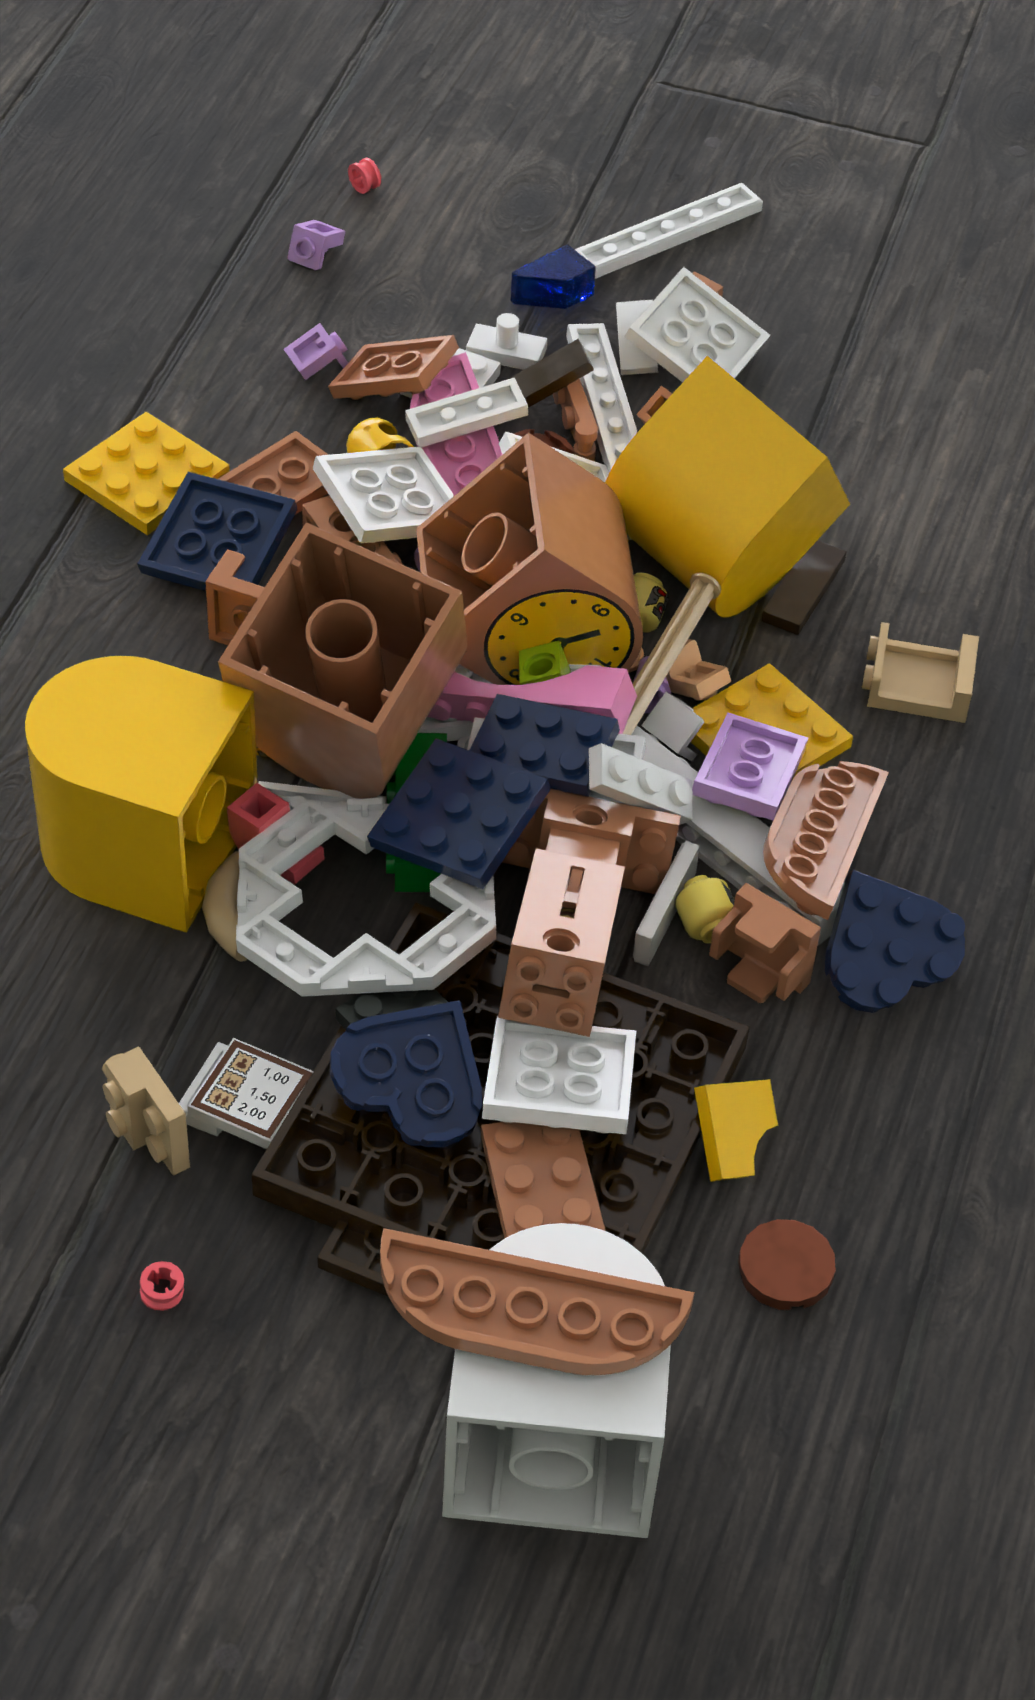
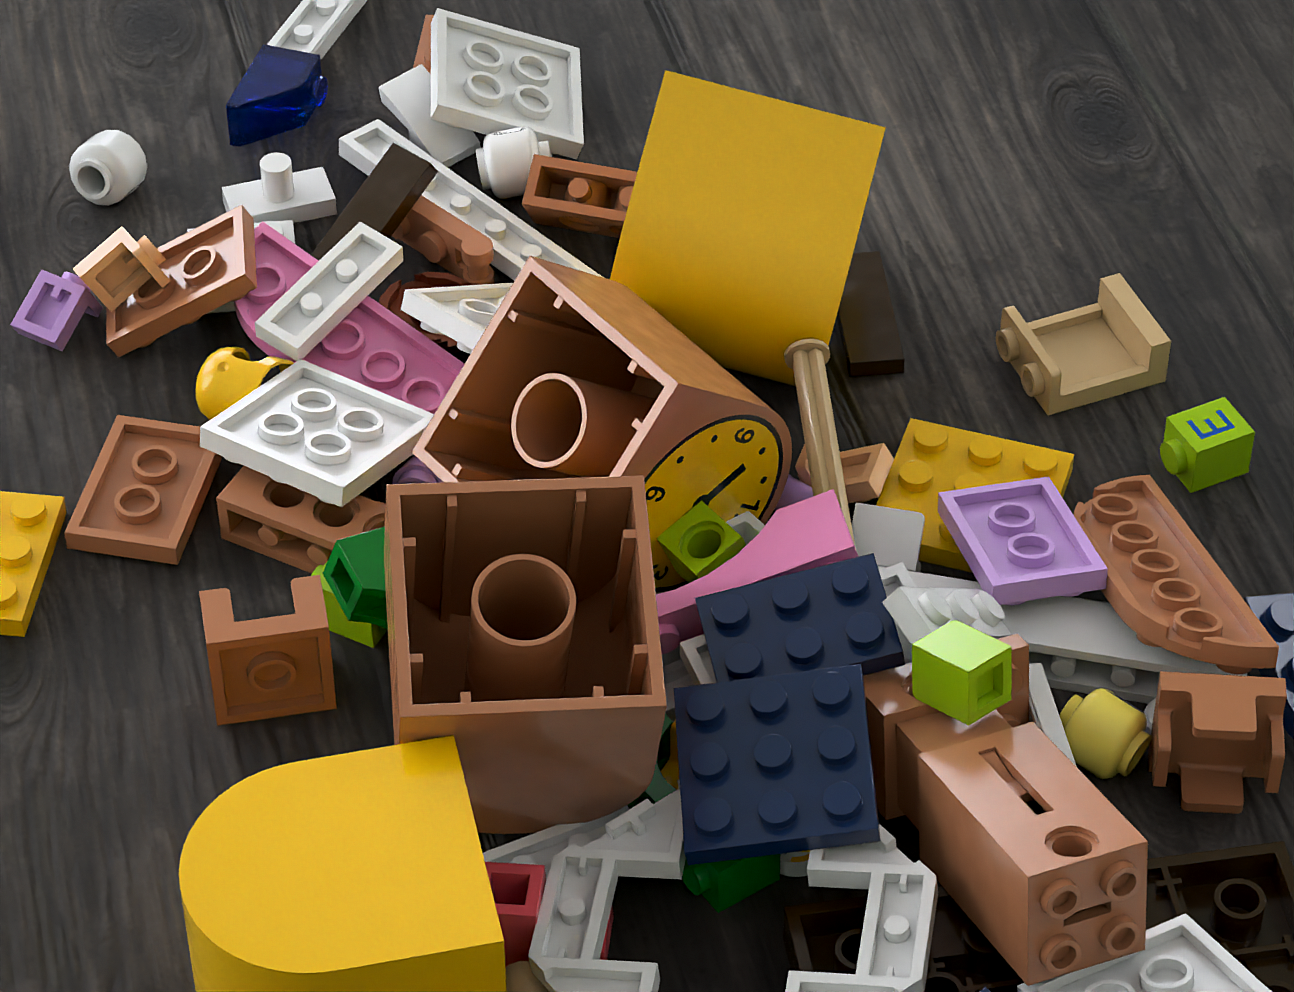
camera: 30 degrees left, 5 degrees down
(208, 520) = (130, 588): dark blue plate -> none
(361, 342) = (121, 268): none -> light nougat bracket
(417, 280) = (108, 167): none -> white head
(604, 814) = (962, 671): none -> lime panel
(655, 375) = (507, 160): none -> white head
(942, 772) = (1207, 444): none -> lime brick

